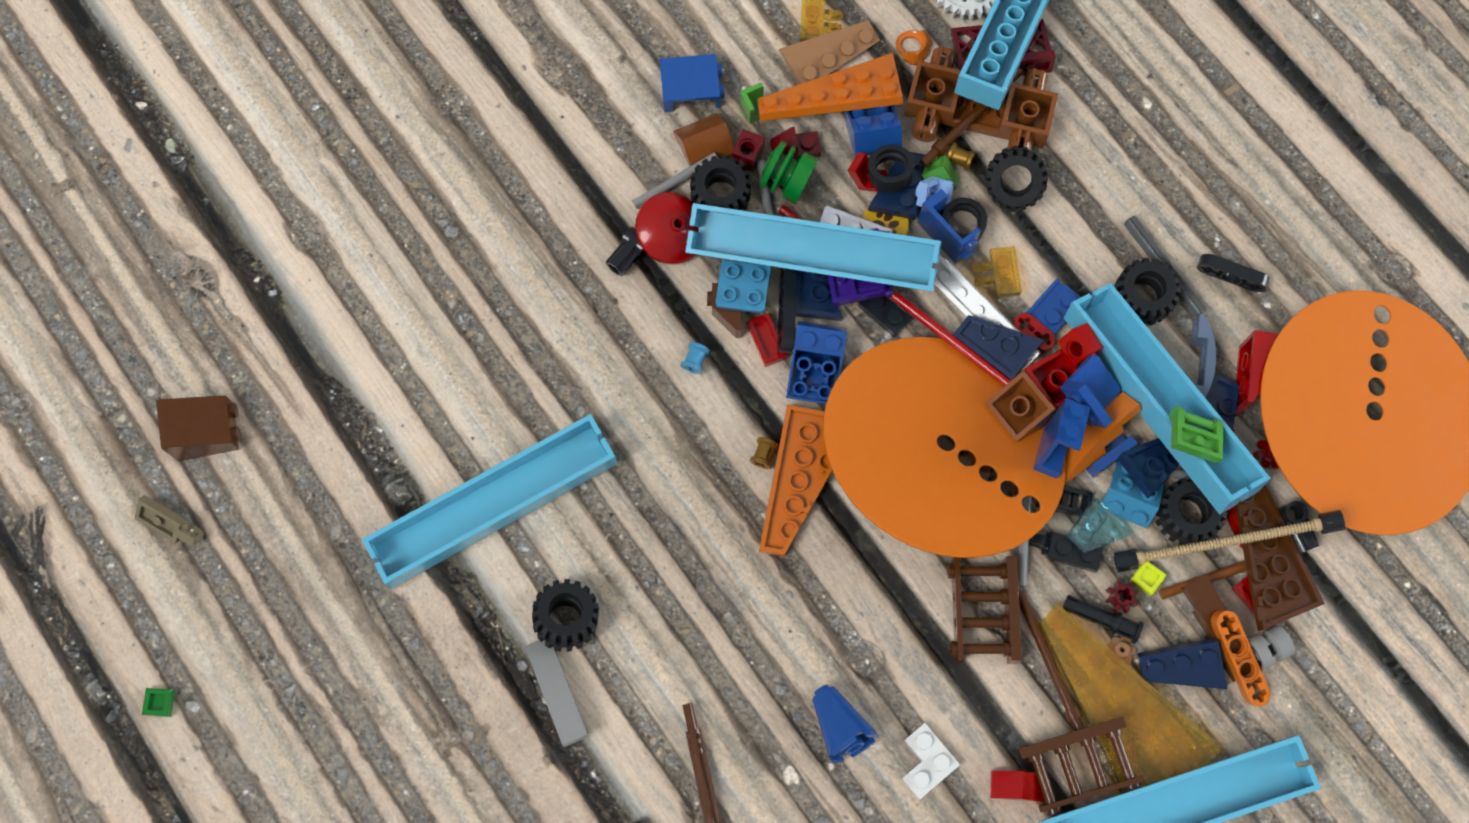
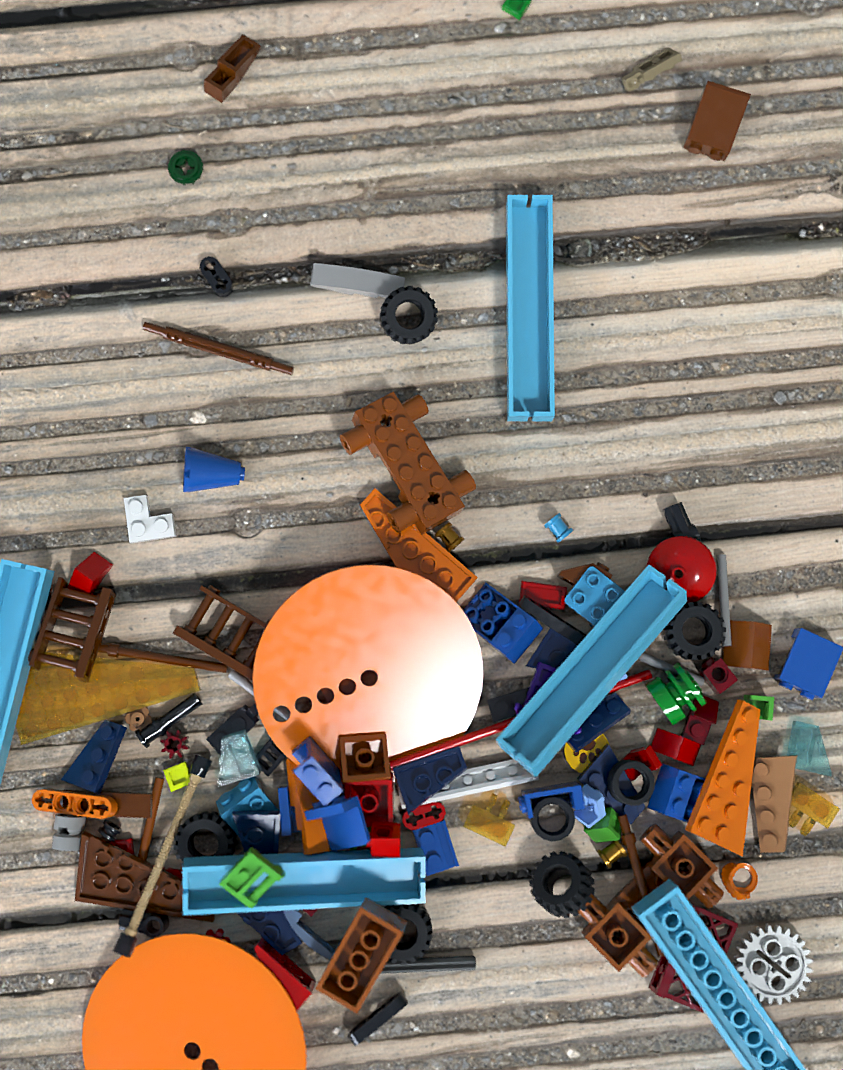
camera: 120 degrees right, 10 degrees up
(715, 530) = (408, 462): none -> dark orange piece
(763, 48) = (809, 746): none -> clear light blue wing
(834, 155) = (675, 746): none -> red slope
(1193, 305) = (361, 955): none -> dark orange brick
(1241, 609) = (109, 830): none -> black bush

